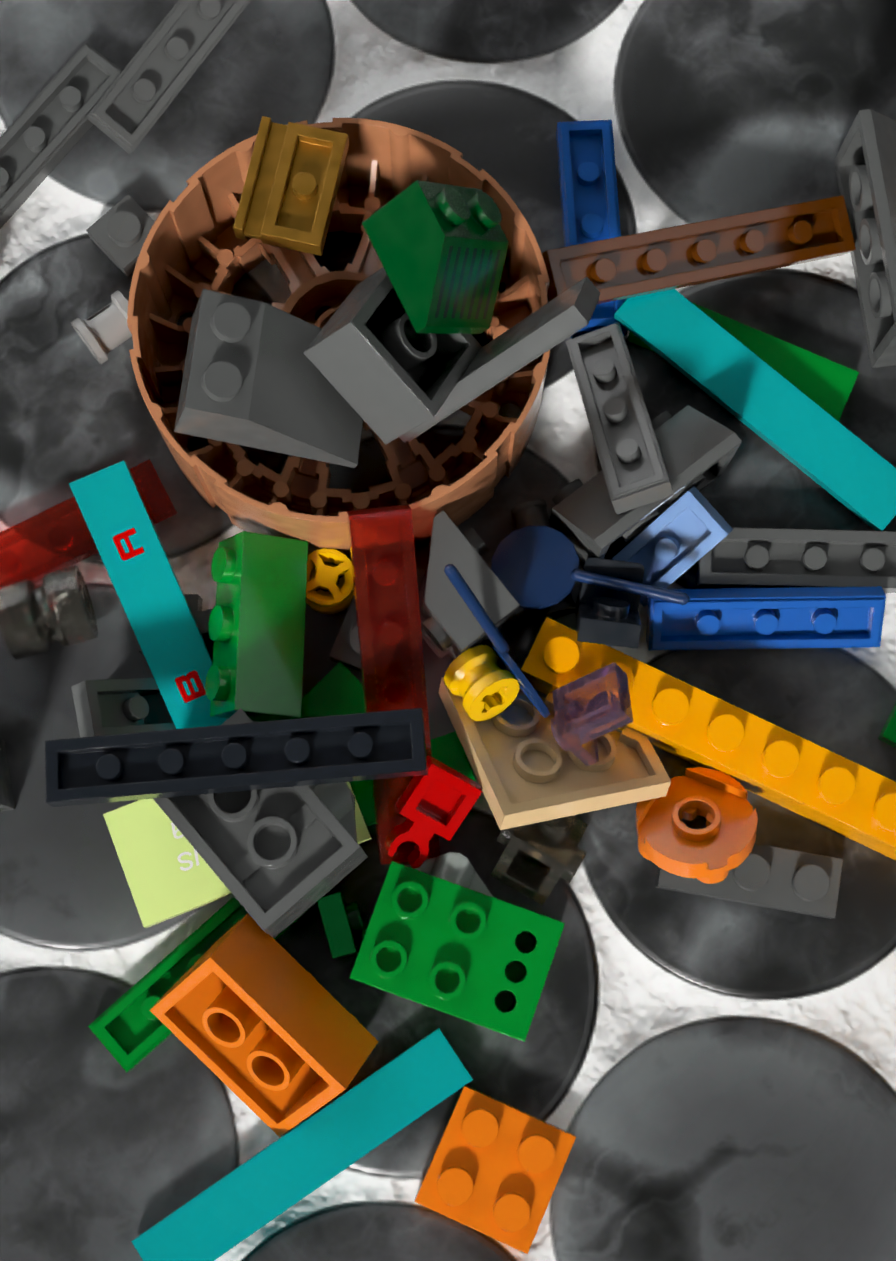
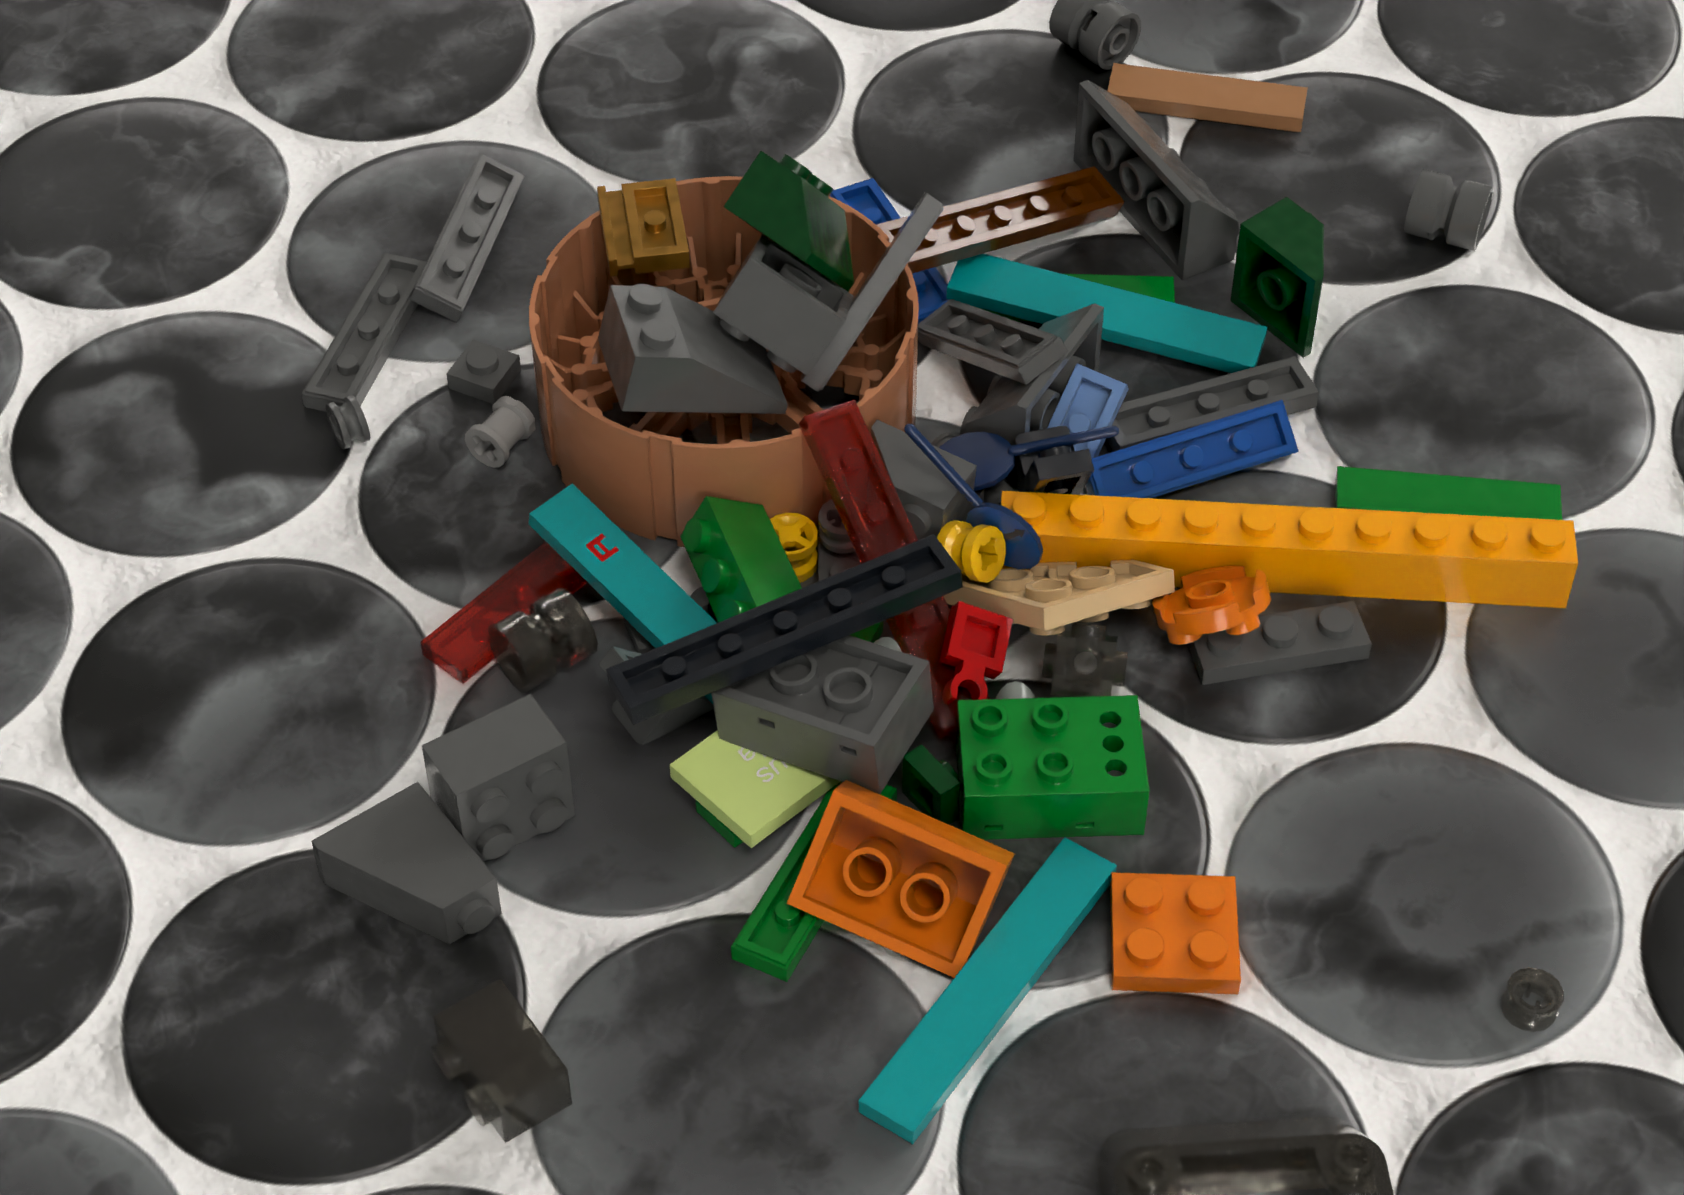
camera: 20 degrees left, 30 degrees down
(590, 710) = (1074, 523): bracket -> none

